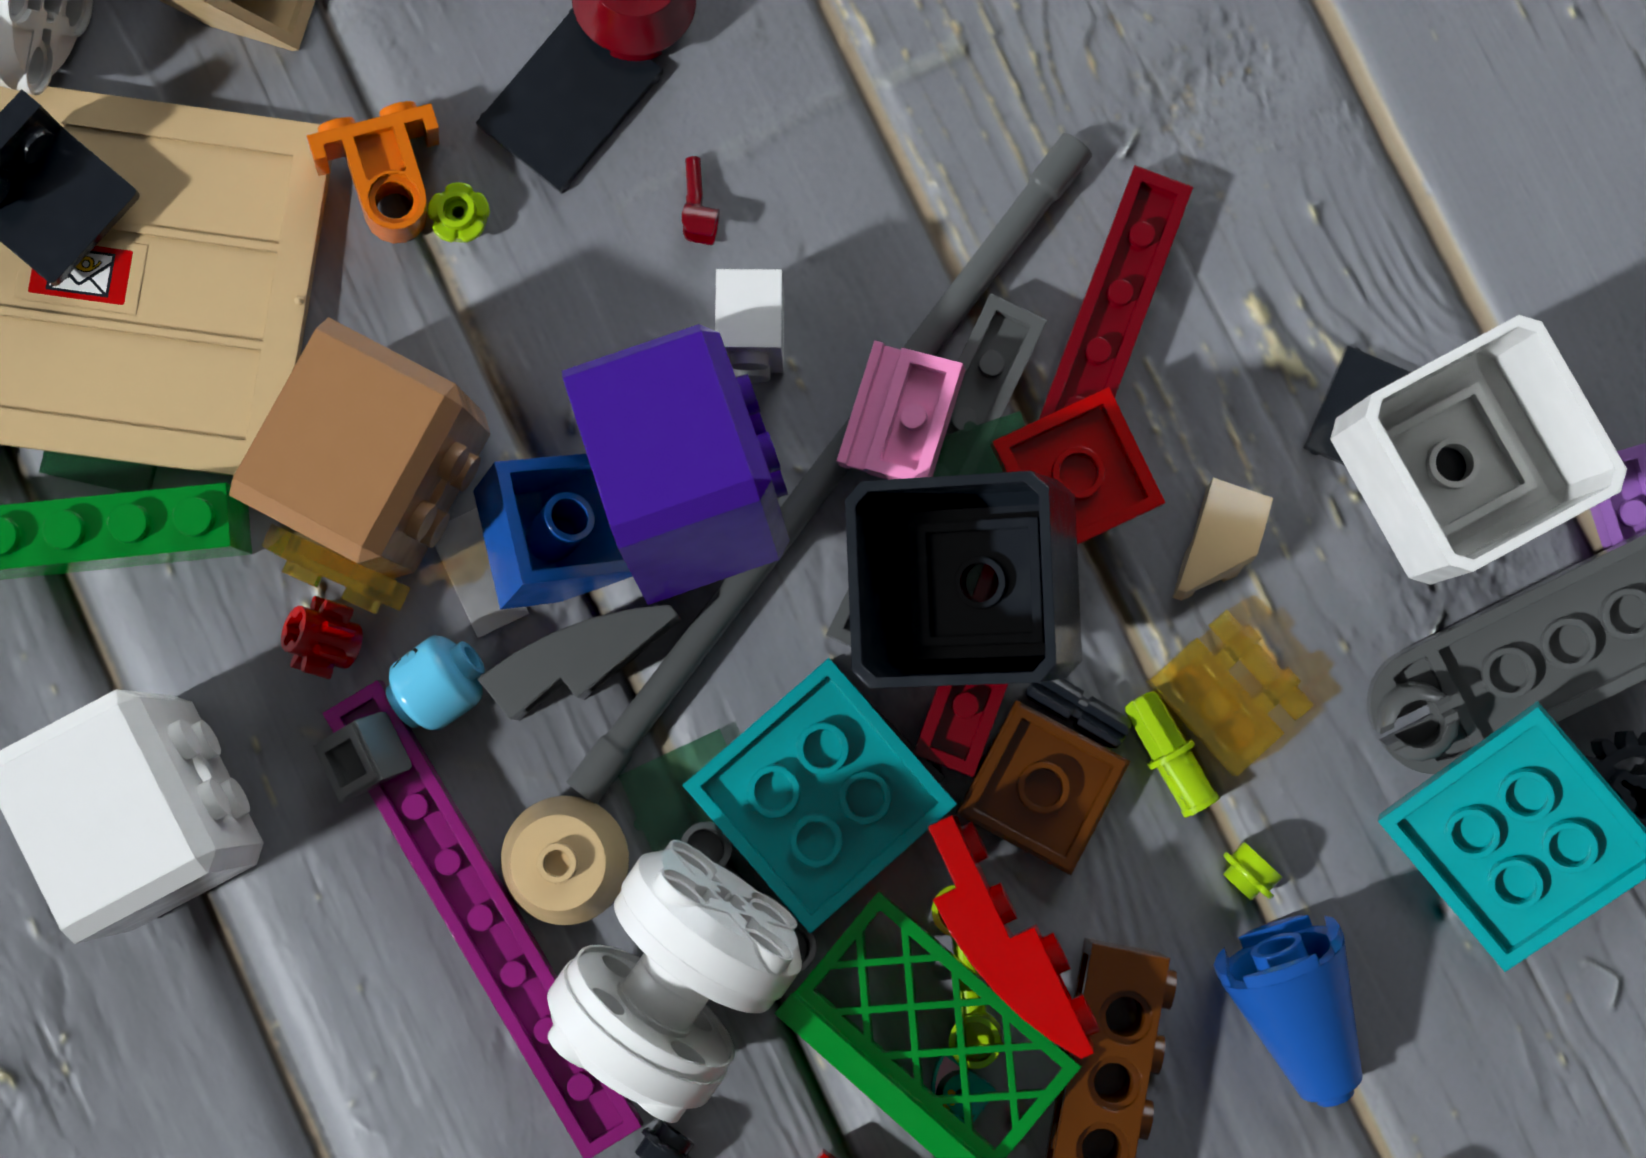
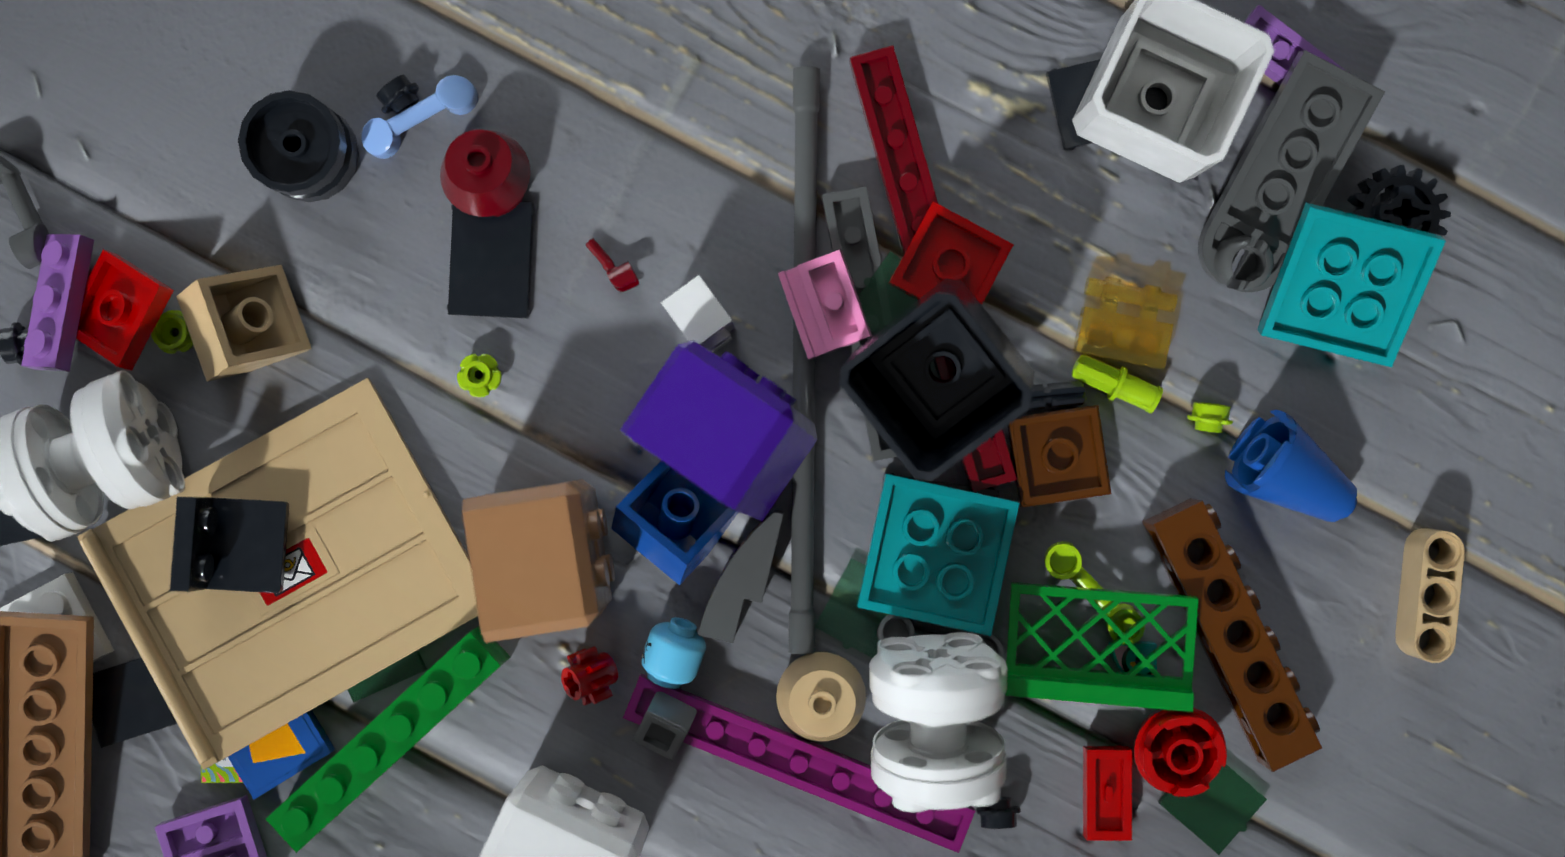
camera: 35 degrees left, 5 degrees up
(313, 562) = (556, 642): clear yellow wing -> none
(381, 162) = (412, 379): orange pin -> none
(468, 567) = (642, 574): flat silver sticker -> none
(1017, 967) = (1121, 569): red slope -> none
(1224, 536) = (1057, 235): tan slope -> none

